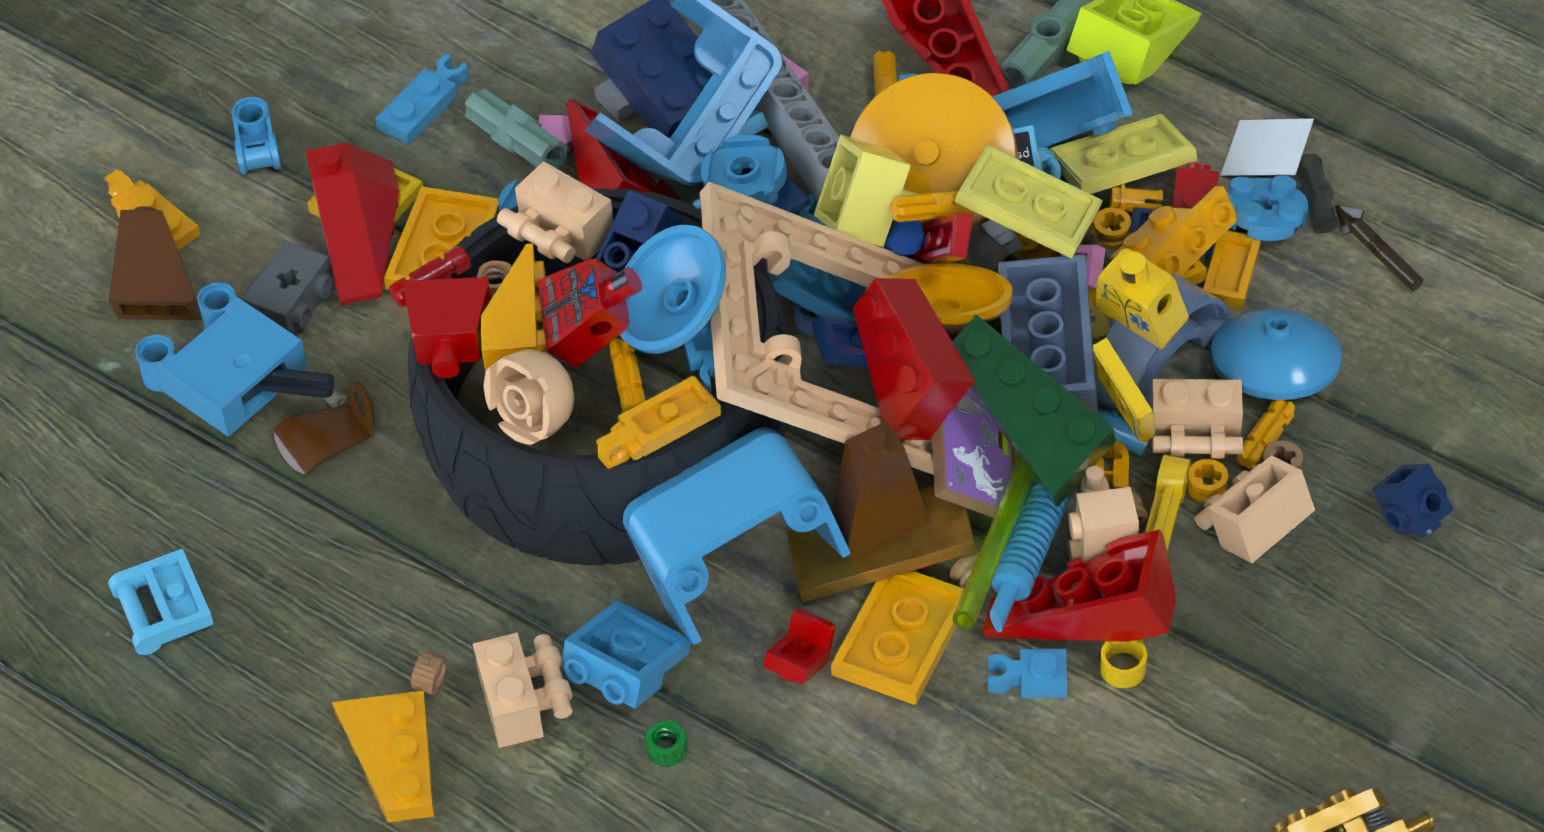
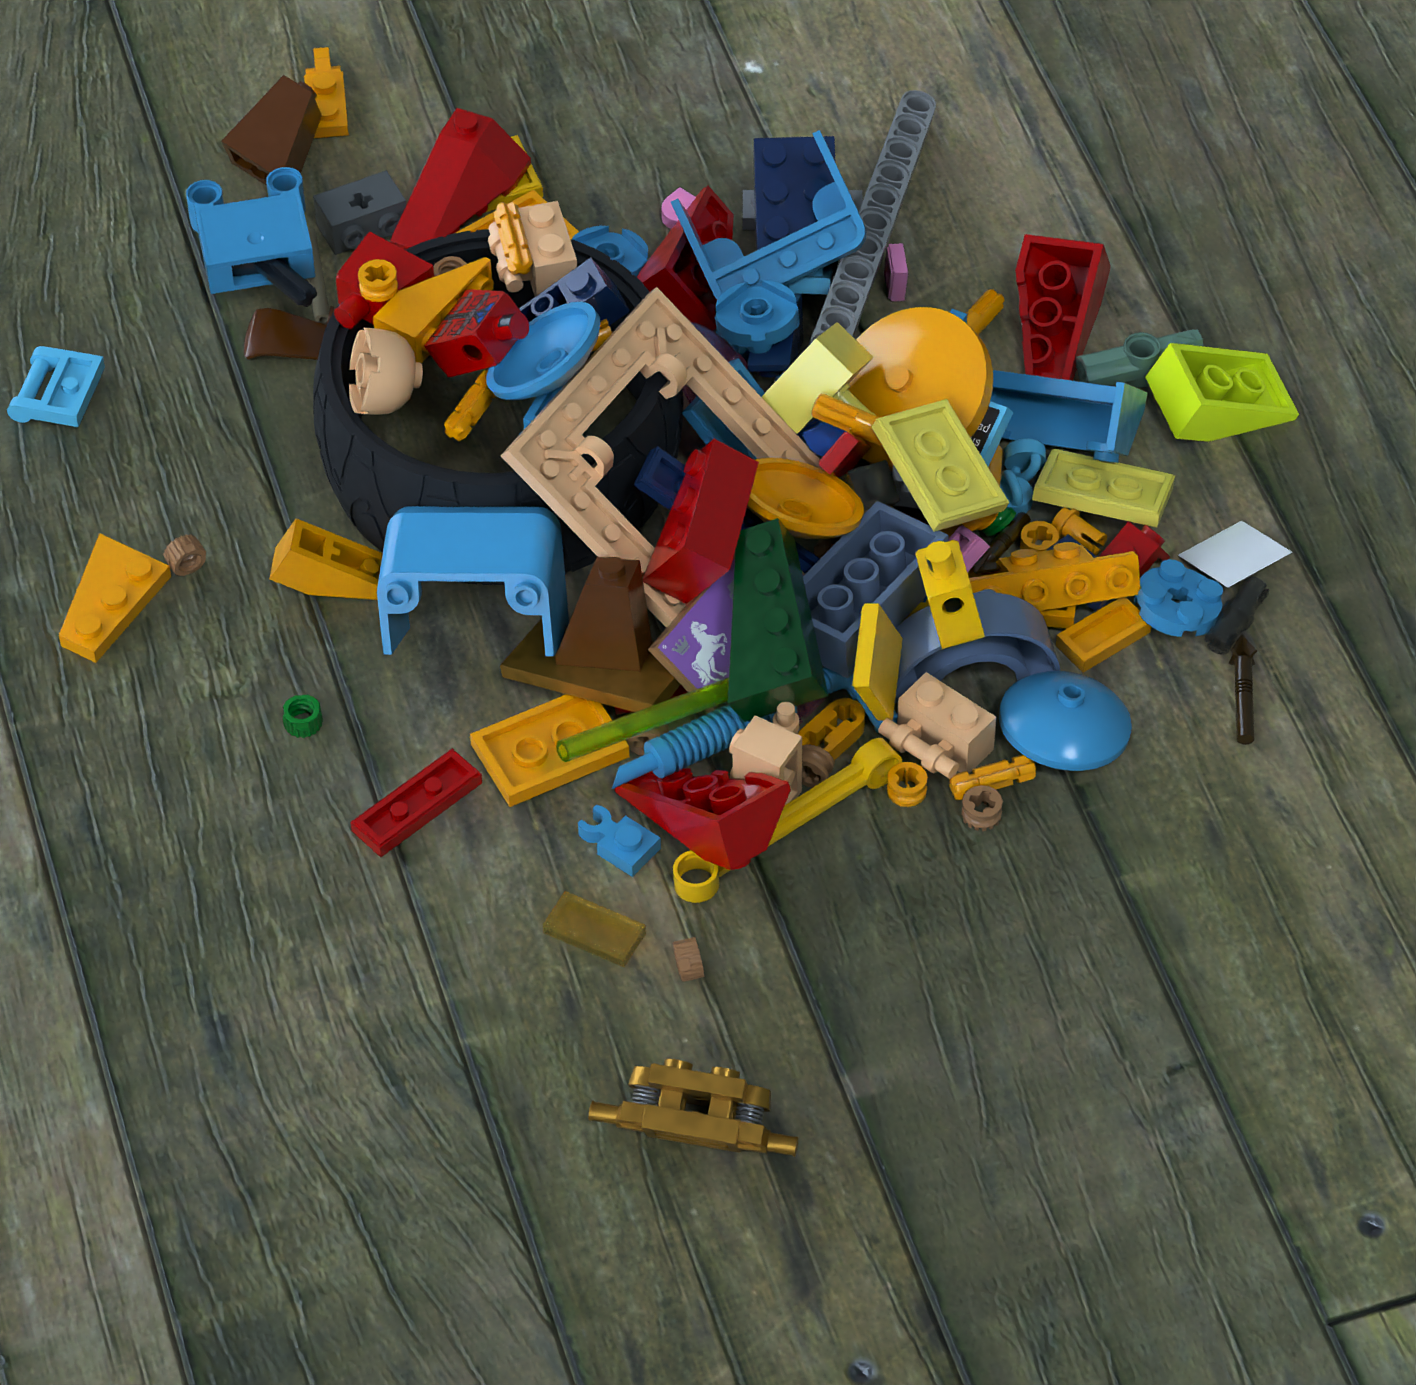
camera: 35 degrees right, 0 degrees up
(254, 133) = (450, 80): dark azure piece -> none
(422, 101) = (608, 125): dark azure plate -> none
(455, 262) = (418, 243): red axle -> none
(470, 321) = (377, 271): none -> light orange bush
(509, 689) = (231, 604): light nougat brick -> none
(515, 130) = (644, 188): sand green piece -> none
(538, 213) = (513, 238): none -> light orange axle
(570, 597) = (325, 563): none -> light orange slope
(623, 654) = (329, 628): dark azure plate -> none
(658, 422) = (454, 451): light orange hinge -> none
(802, 649) = (460, 711): red bracket -> none
(835, 752) = (416, 802): none -> red tile
(1084, 758) = (594, 929): none -> clear yellow tile
(1189, 731) = (688, 959): none -> medium nougat axle
(1258, 508) = (914, 828): light nougat brick -> none
(1413, 500) = (1042, 884): dark blue brick -> none

